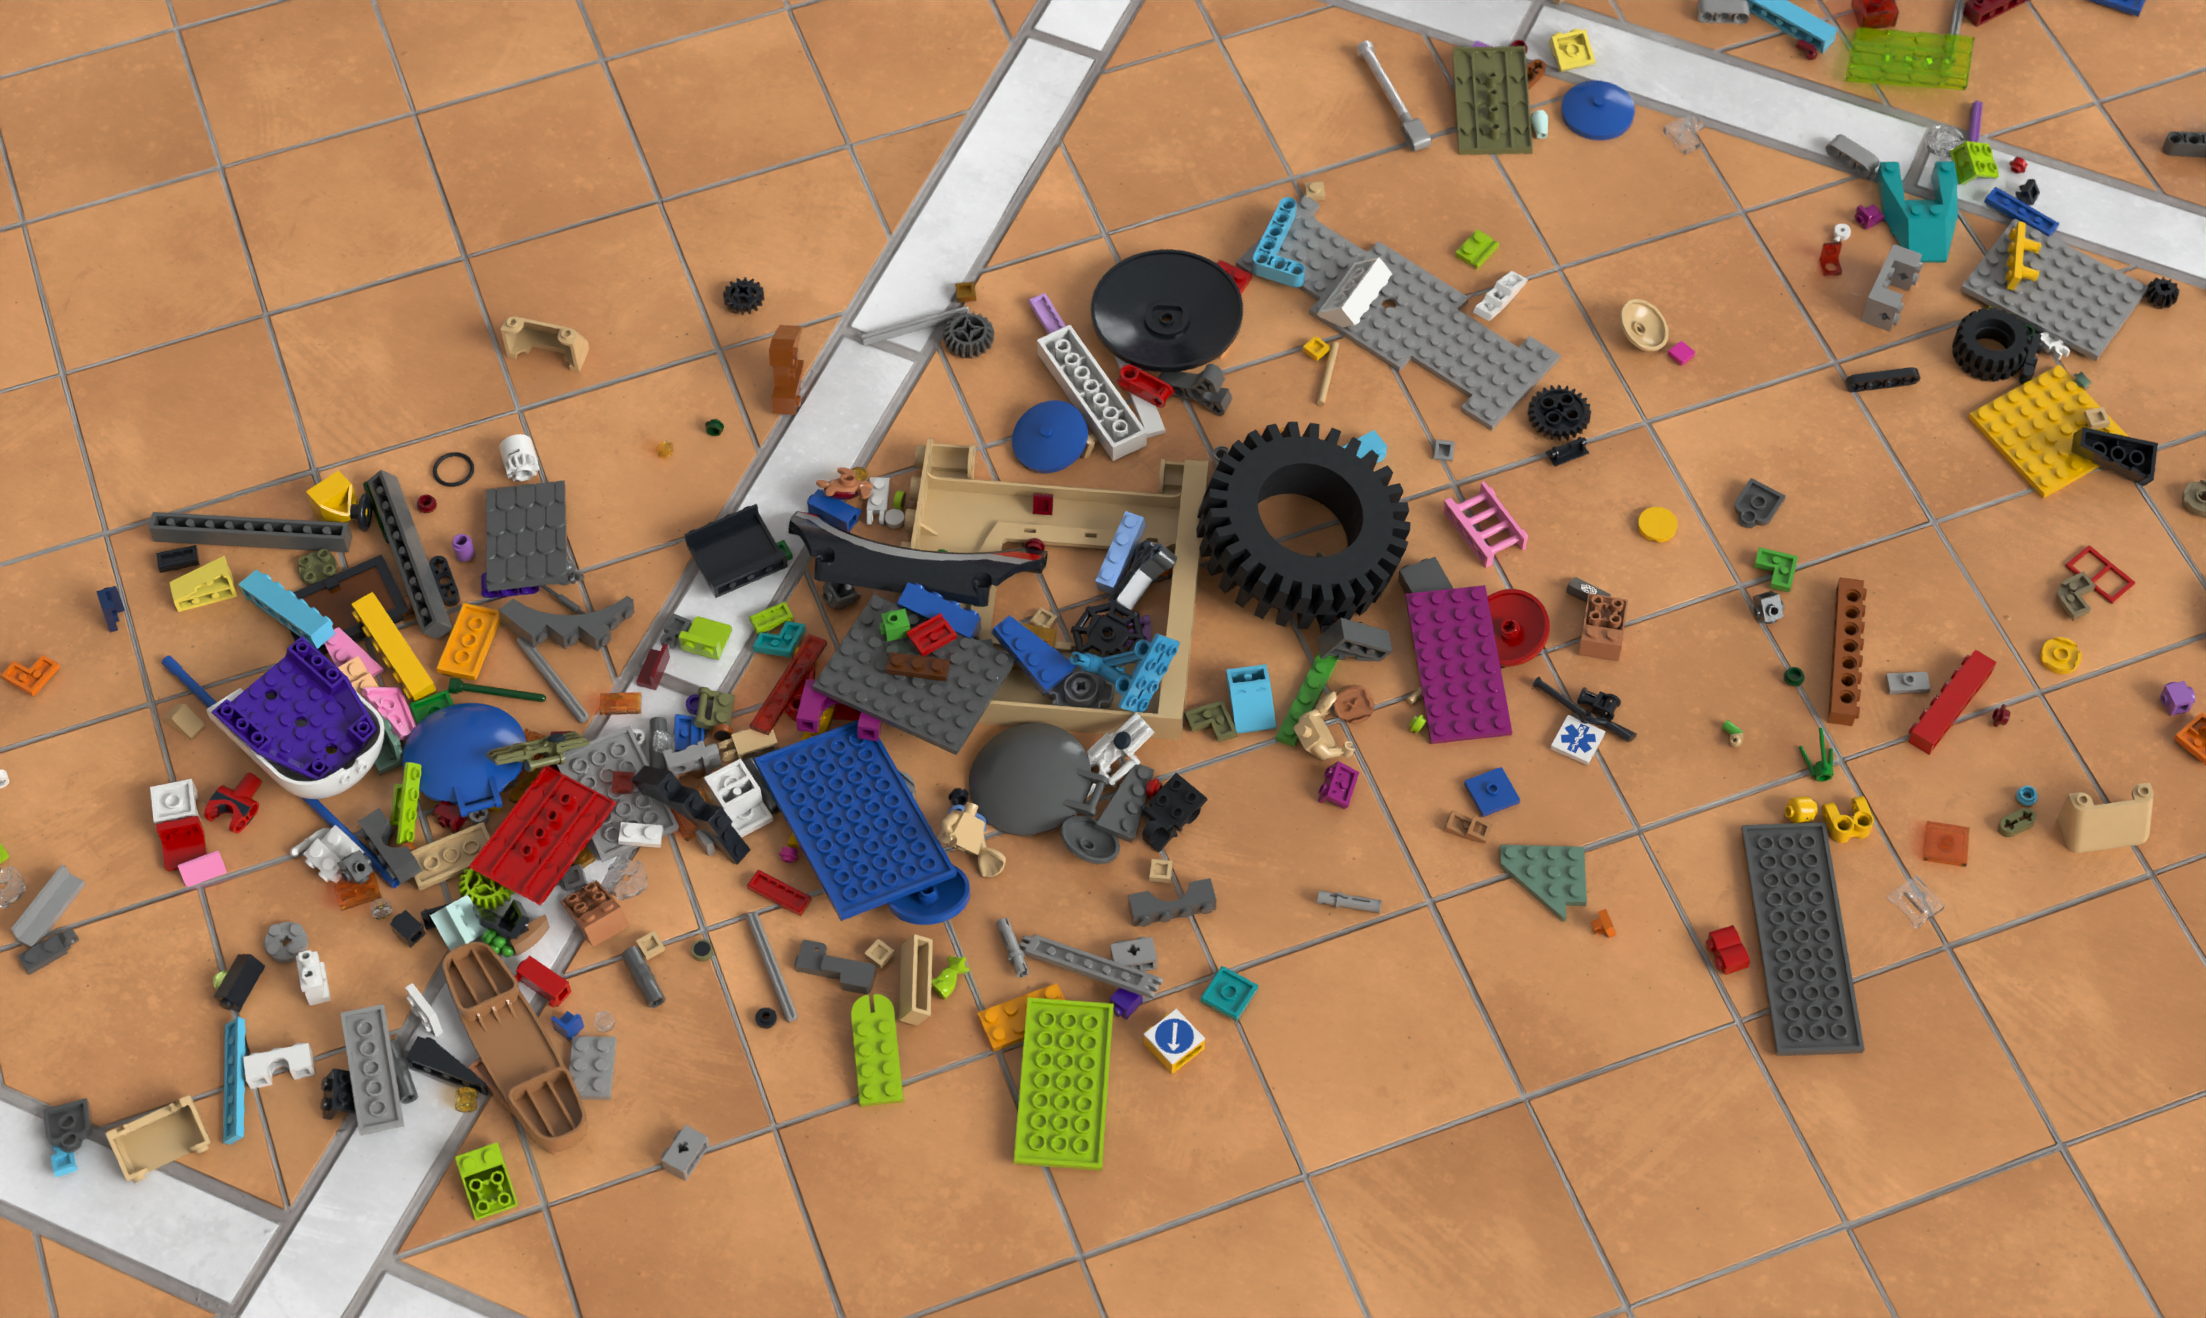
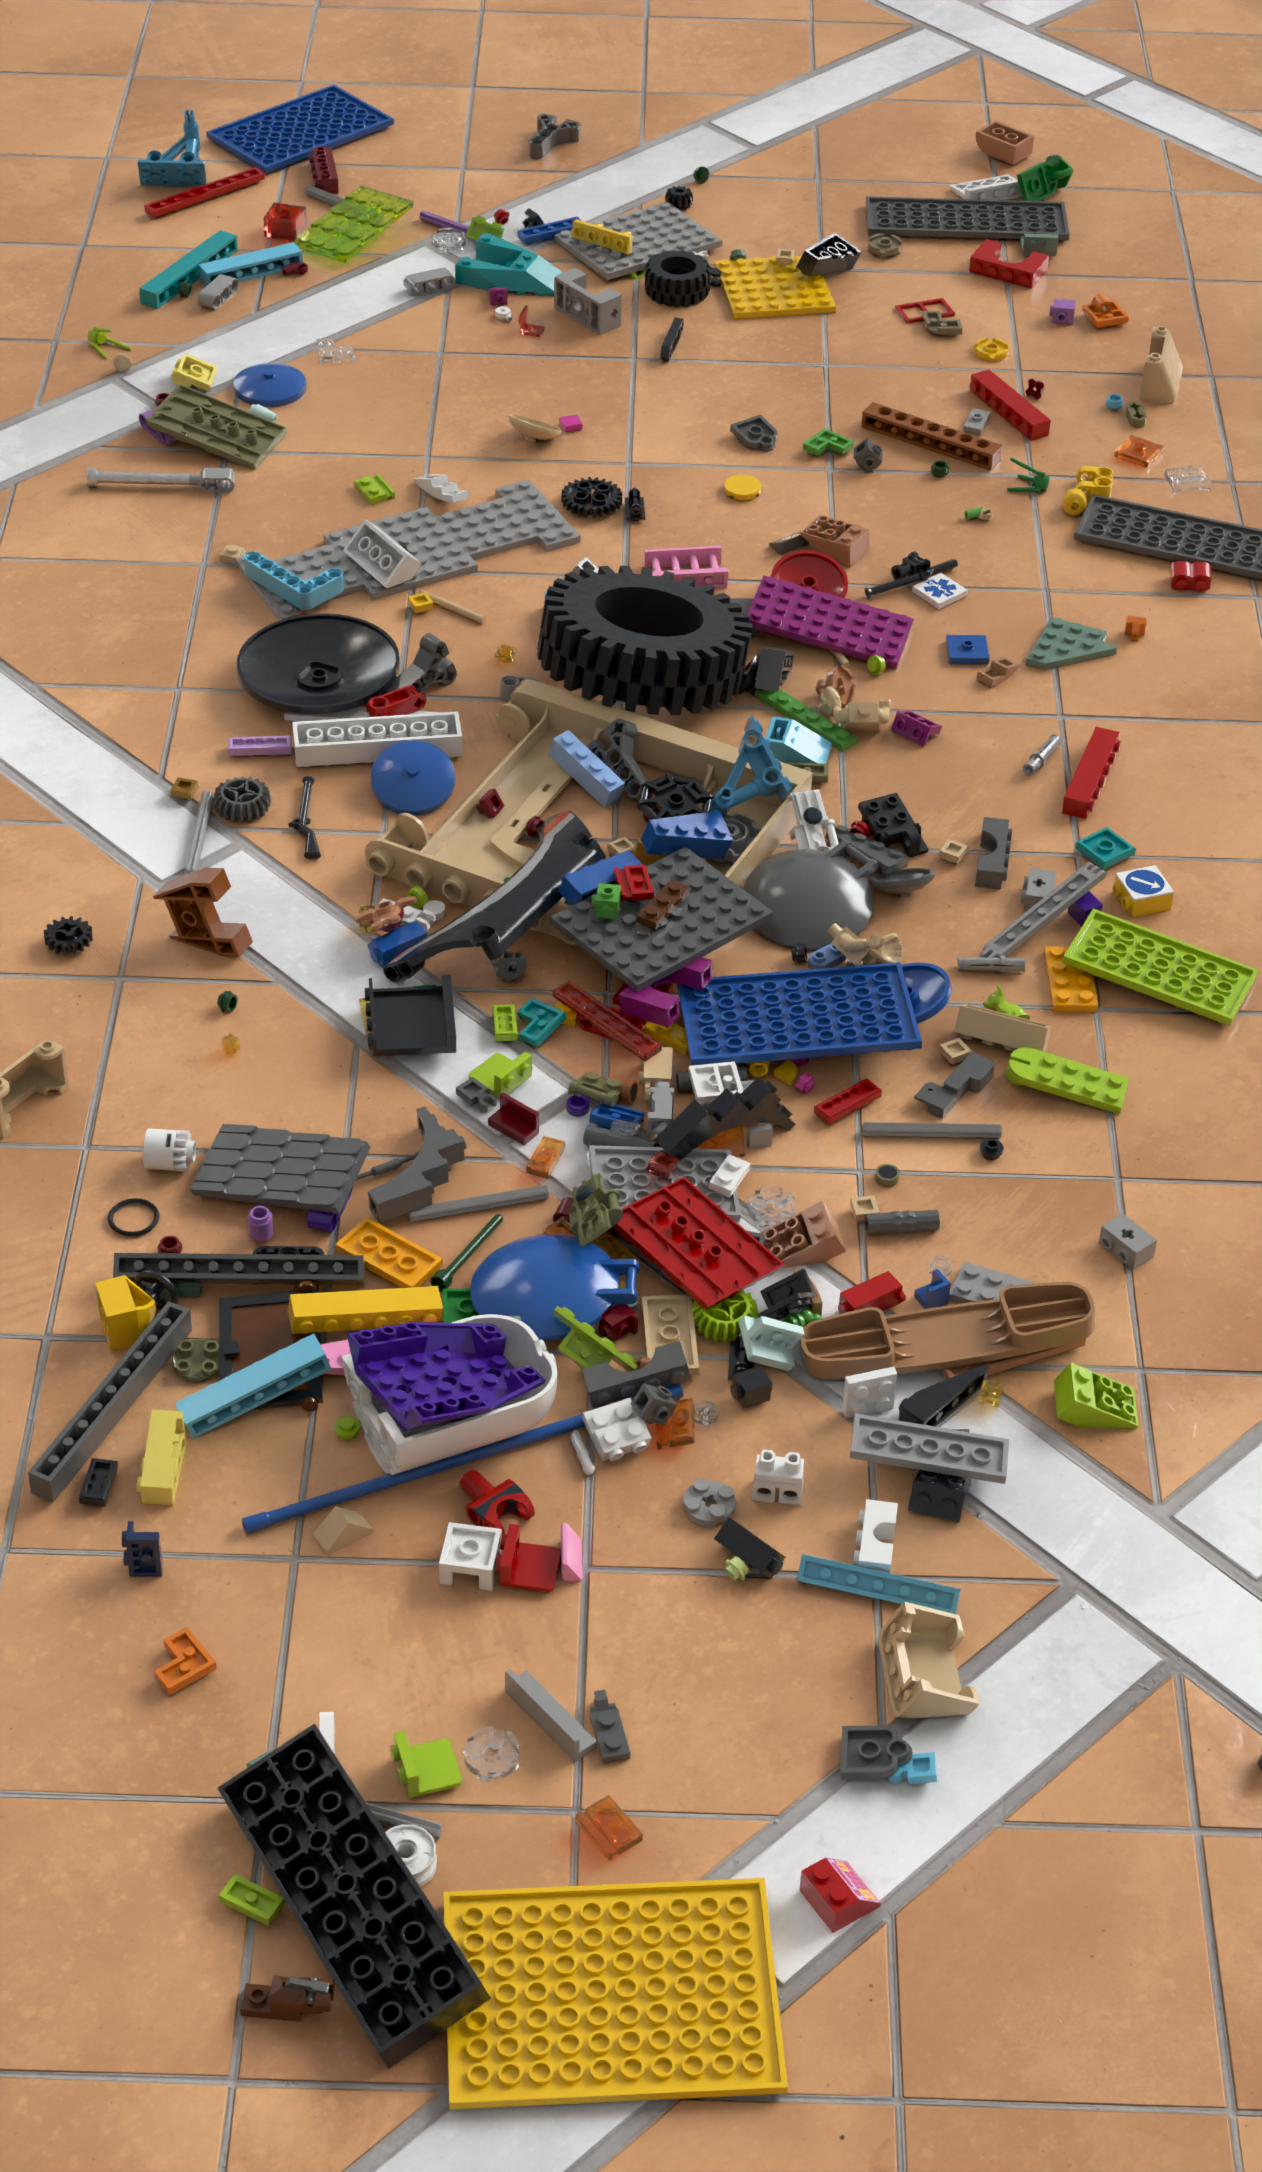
camera: 70 degrees left, 15 degrees down
(934, 406) = (311, 848): none -> black piece
(1339, 949) = (1091, 773): none -> red brick

